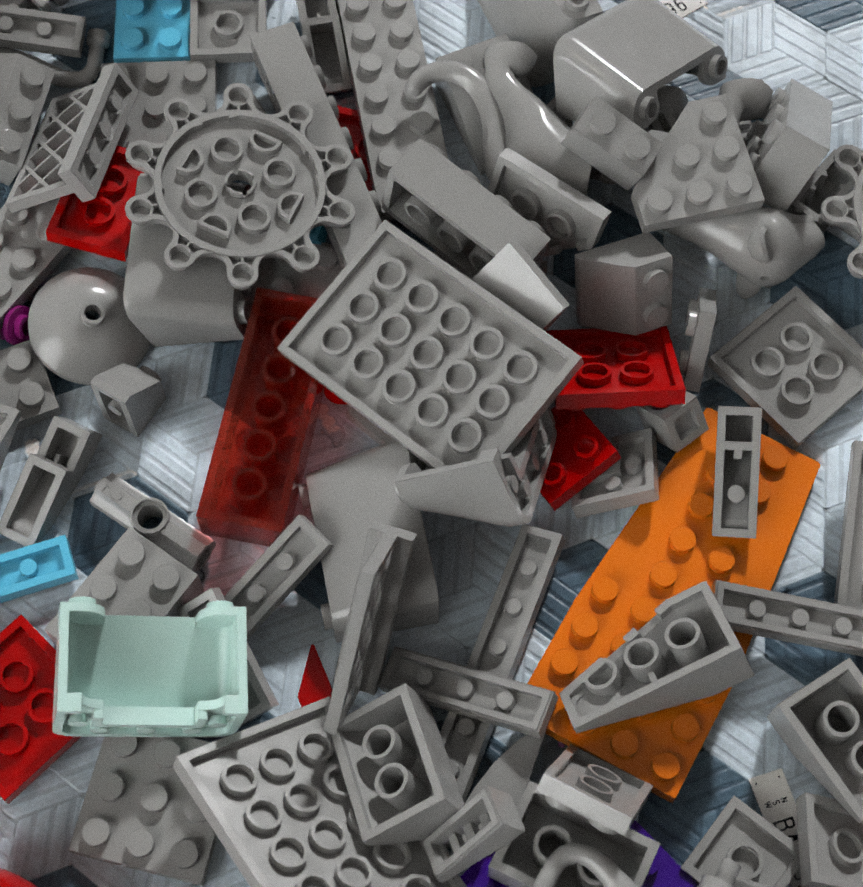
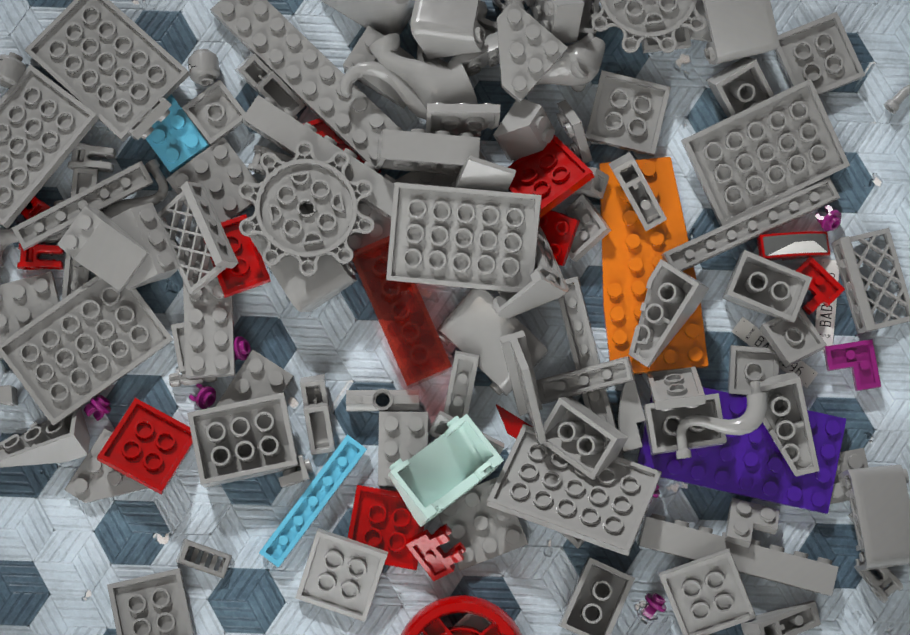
camera: 35 degrees left, 15 degrees up
(40, 793) = (431, 556): none -> red plate
(73, 343) = (264, 335): light grey dish -> none
(129, 395) = (325, 346): light grey slope -> none
(500, 827) = (644, 431): light grey slope -> none
(612, 143) = (476, 67): light grey brick -> none

